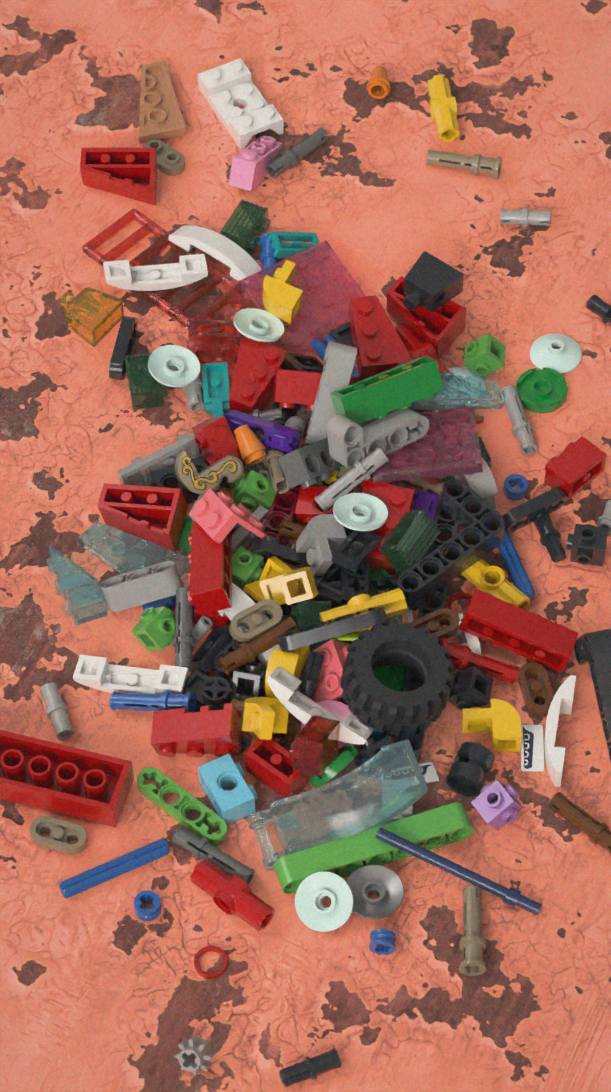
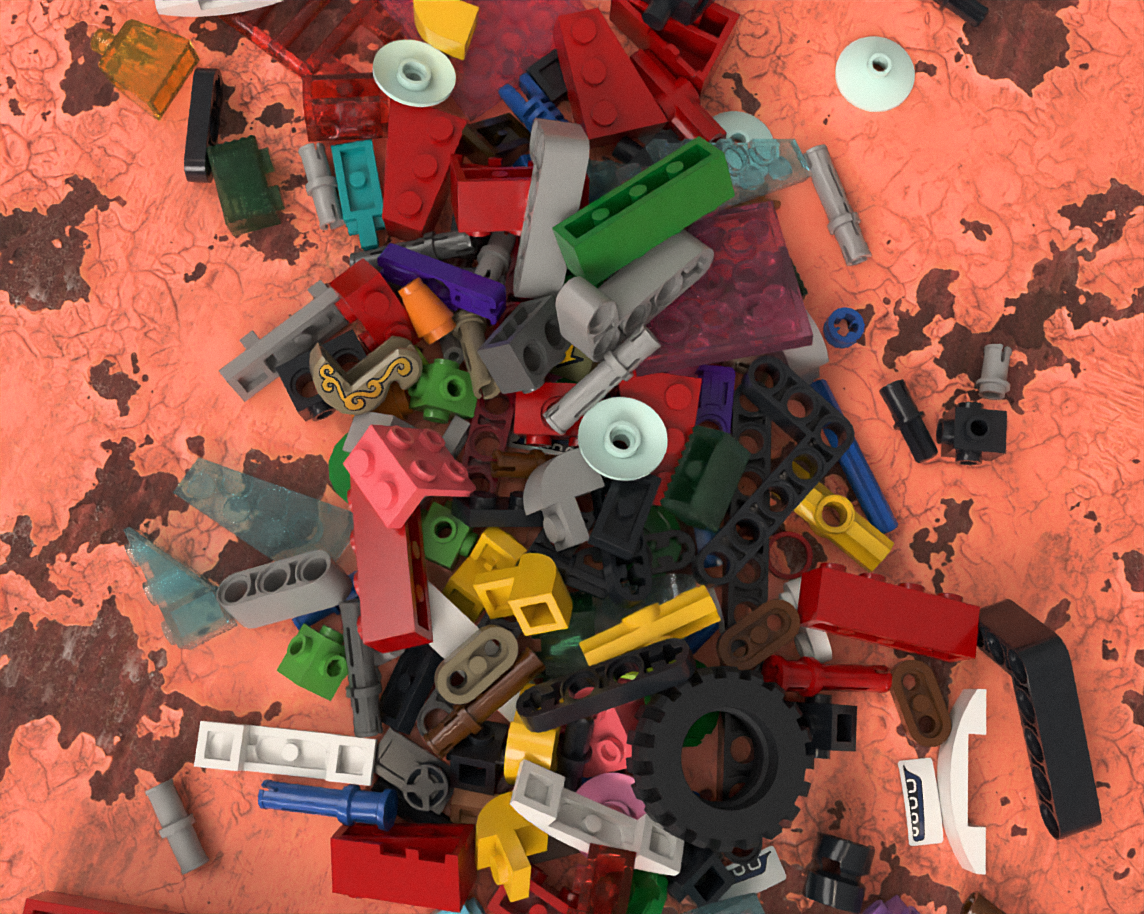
camera: 15 degrees left, 25 degrees up
(145, 512) = (276, 446): red wedge -> none
(174, 366) = (284, 144): light aqua dish -> none
(484, 355) = (773, 94): bright green brick -> none
(499, 720) = (879, 781): yellow brick -> none
(527, 511) = (881, 375): black beam -> none
(542, 390) = (863, 143): green tile -> none
(575, 467) = (936, 291): red brick -> none

